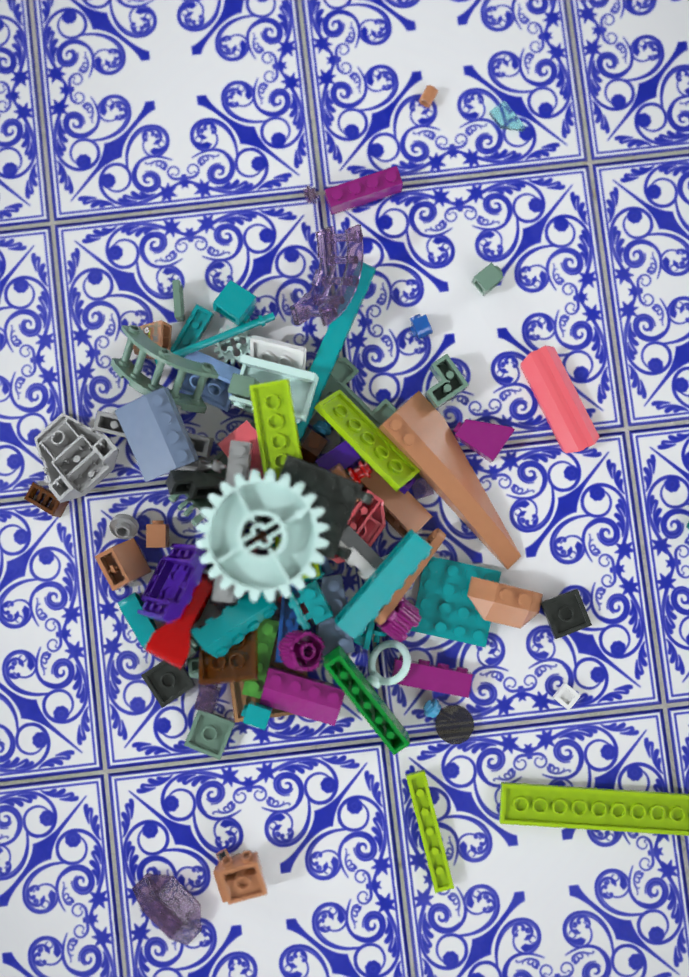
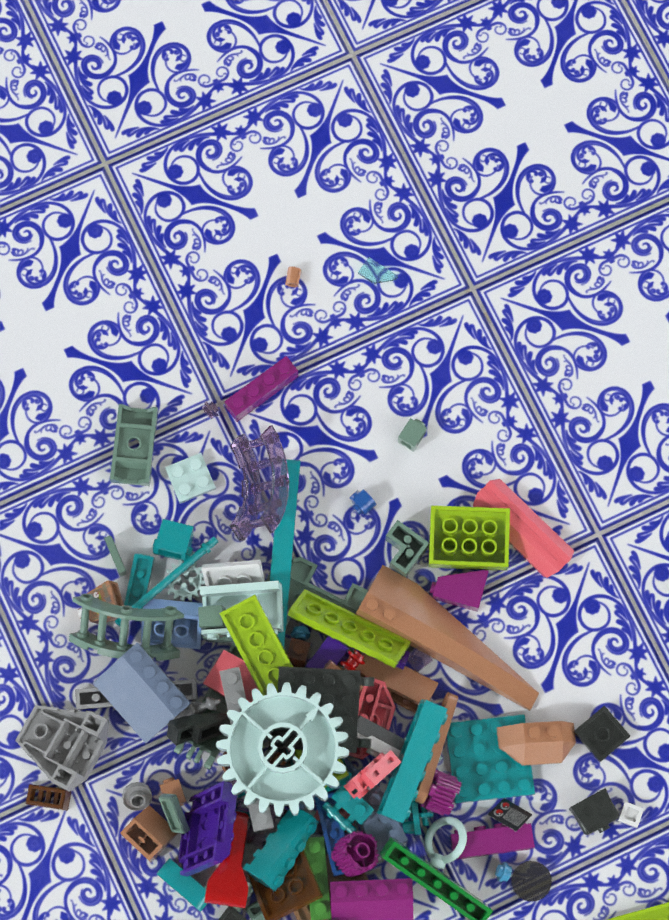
camera: 20 degrees left, 10 degrees down
(149, 555) = (174, 813): none -> sand green tile
(221, 221) = (130, 464): none -> sand green piece
(271, 252) = (190, 478): none -> light aqua plate
(341, 584) = (372, 774): none -> coral piece
(456, 659) = (509, 814): none -> black sticker
(507, 392) = (469, 538): none -> lime slope
(534, 683) = (595, 812): none -> pearl dark grey torso

